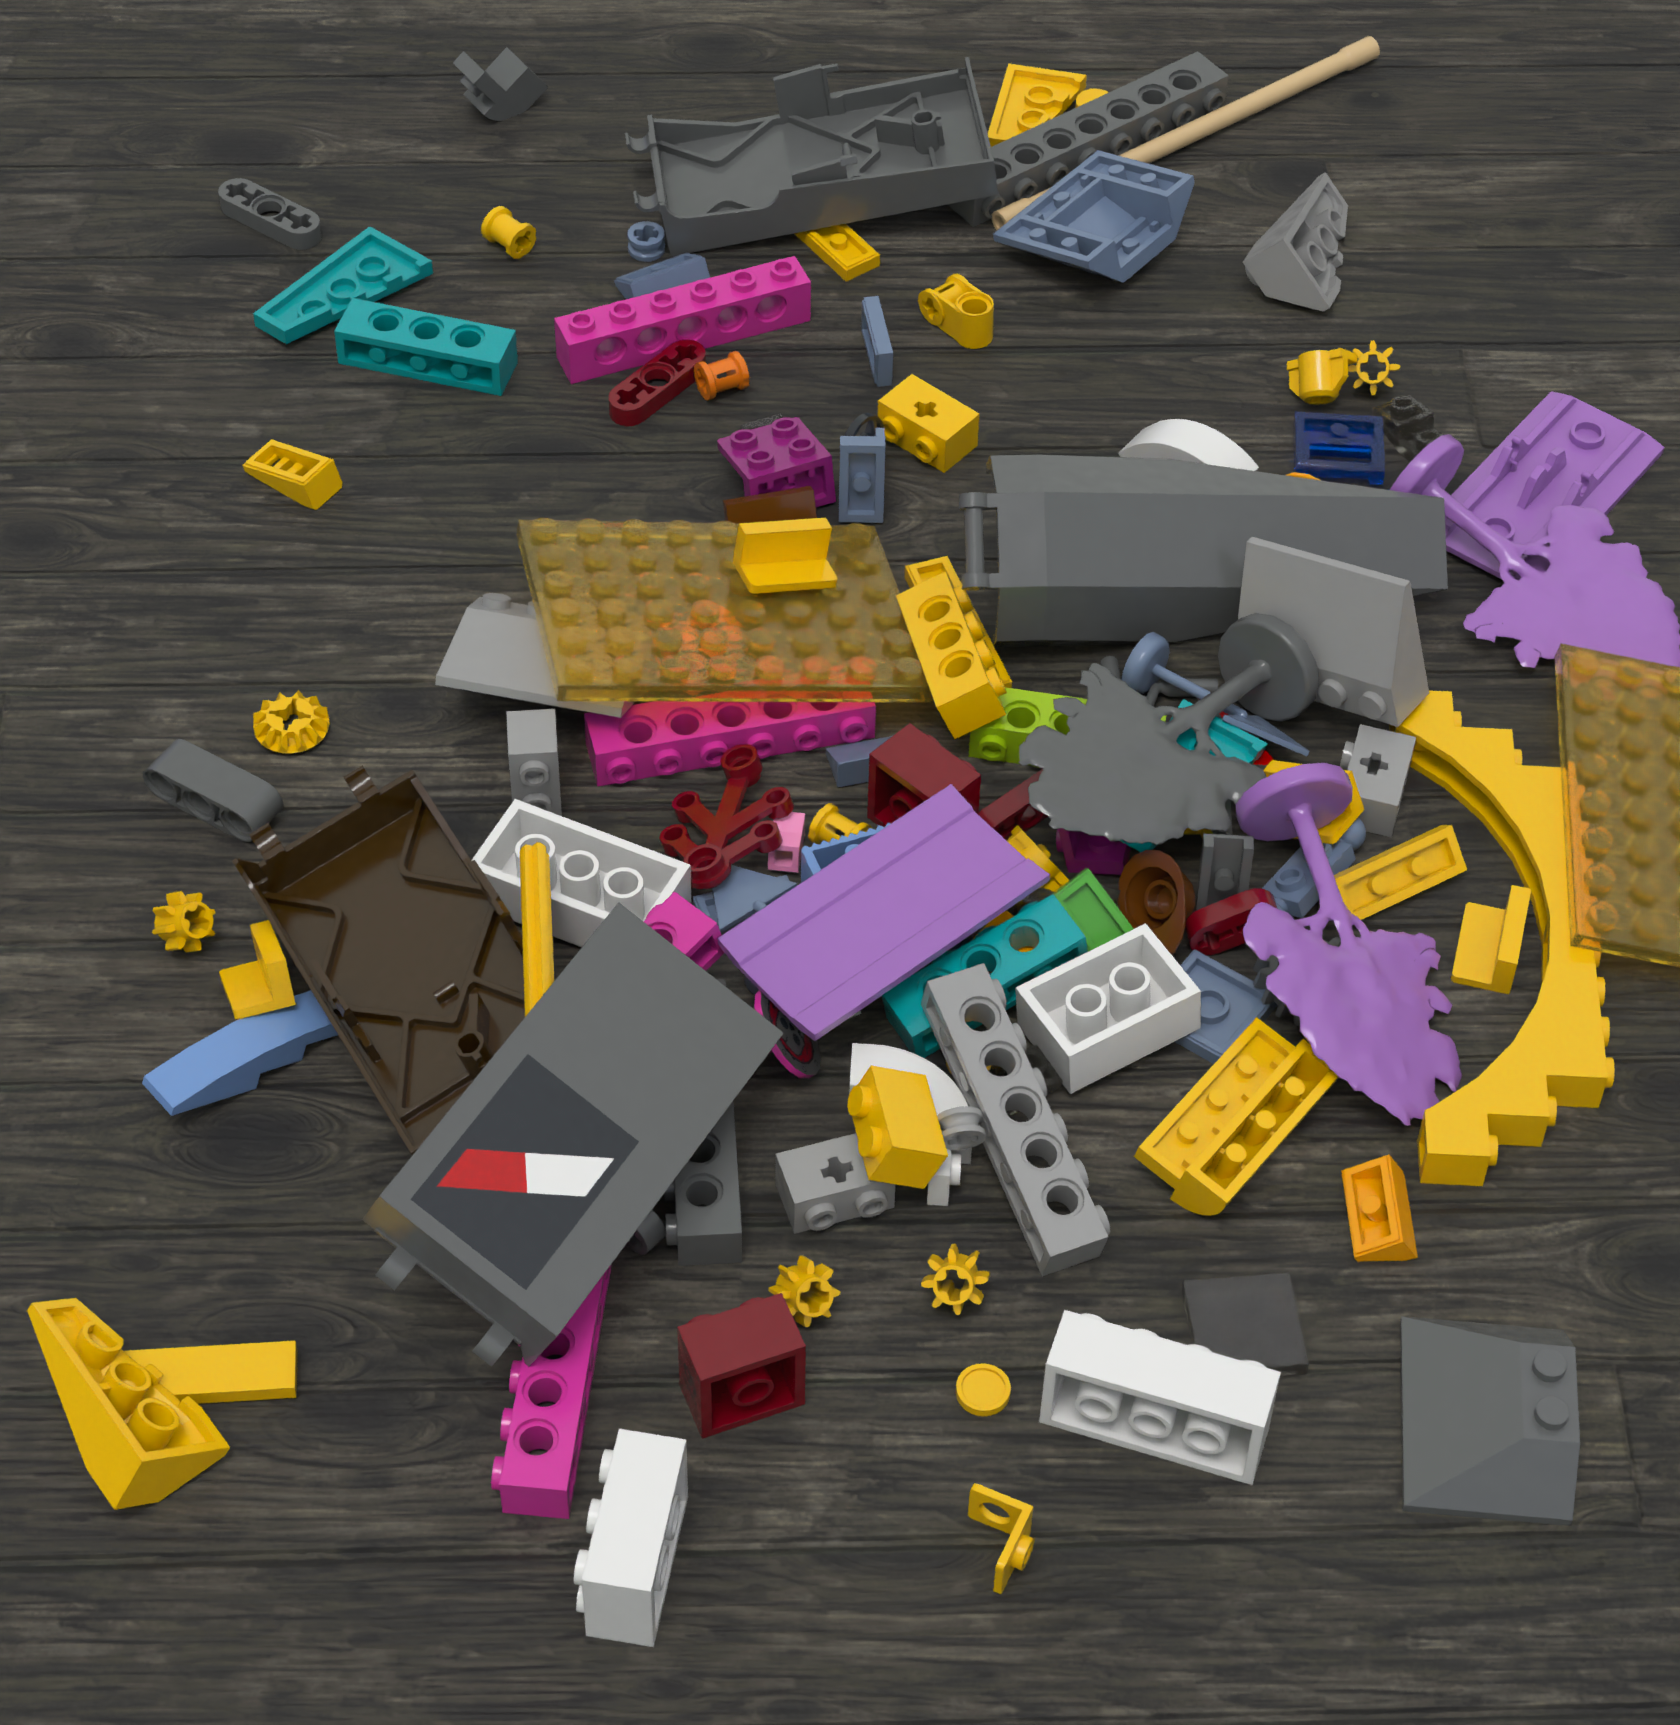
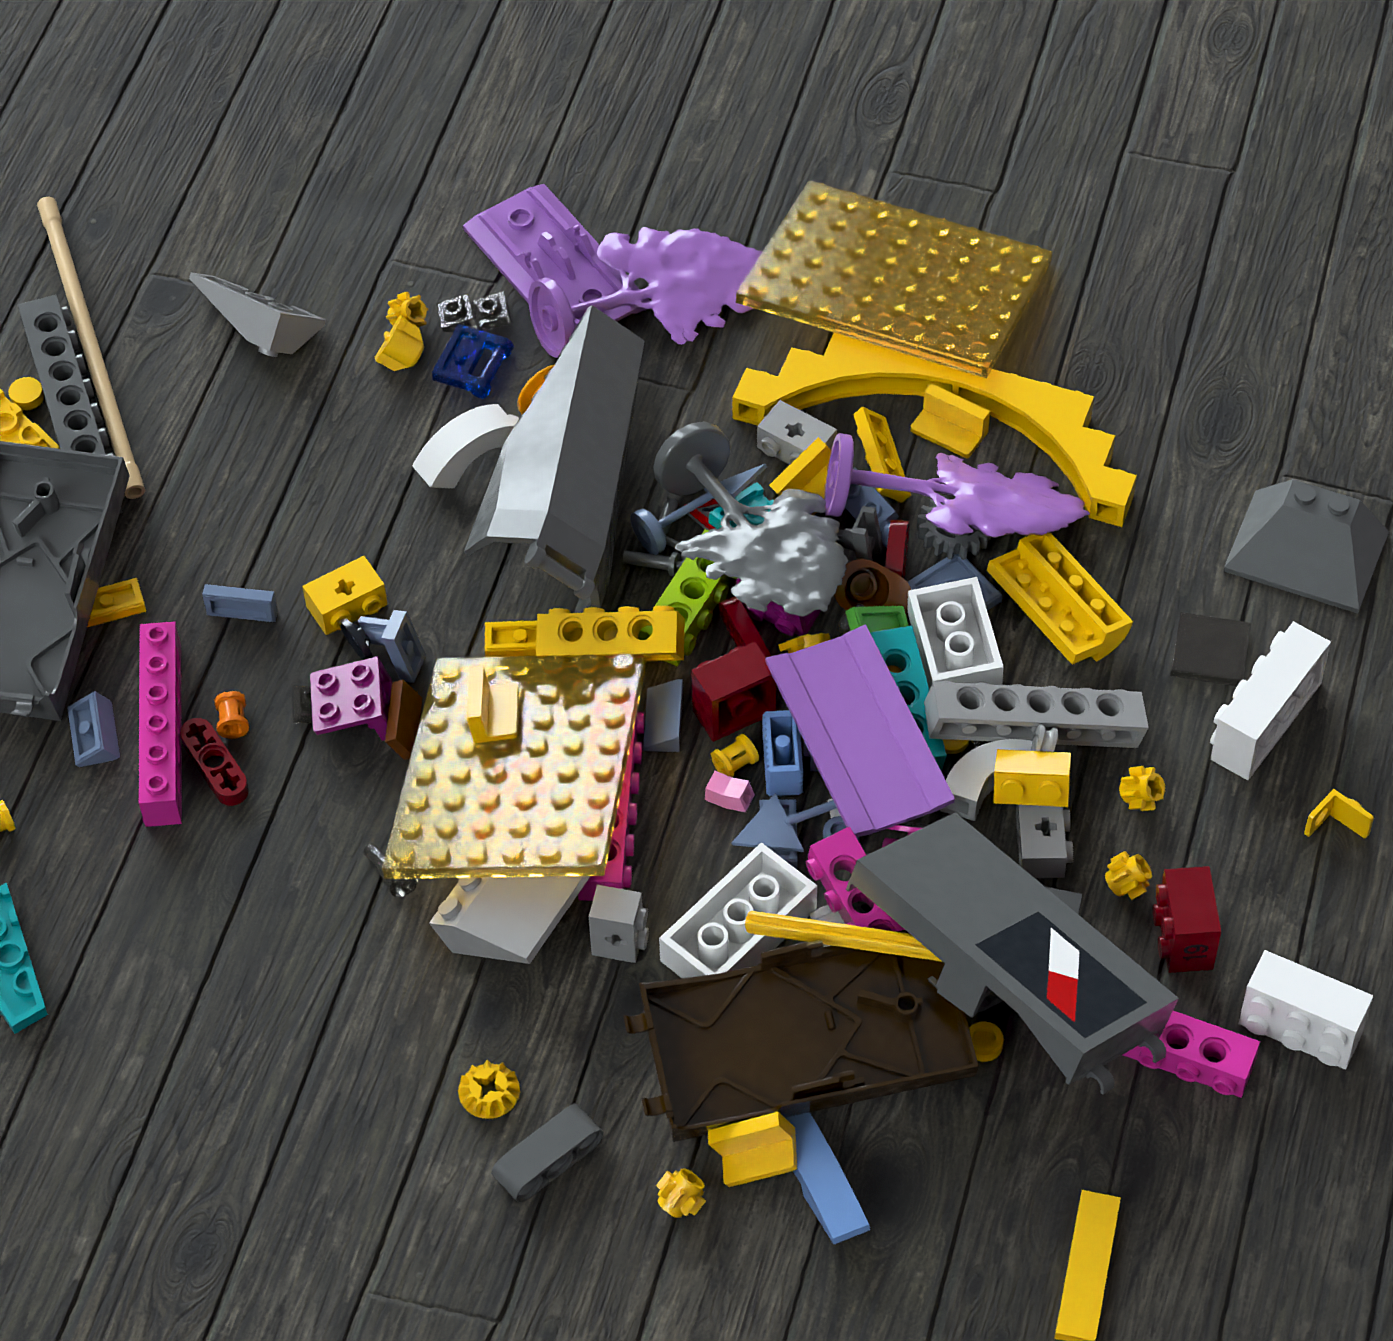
camera: 70 degrees left, 5 degrees up
(126, 1423) = (1139, 1298): yellow wedge -> none
(298, 475) = (210, 1019): yellow slope -> none
(426, 346) = (105, 927): teal brick -> none
(646, 241) = (43, 740): sand blue bush -> none
(713, 860) = (708, 823): dark red plant -> none
(960, 311) = (230, 541): yellow piece -> none
(983, 1389) = (1218, 802): yellow piece -> none
(1103, 216) = (172, 421): sand blue slope -> none
(1353, 621) = (706, 387): light grey slope -> none
(1379, 1211) = (1142, 553): light orange slope -> none

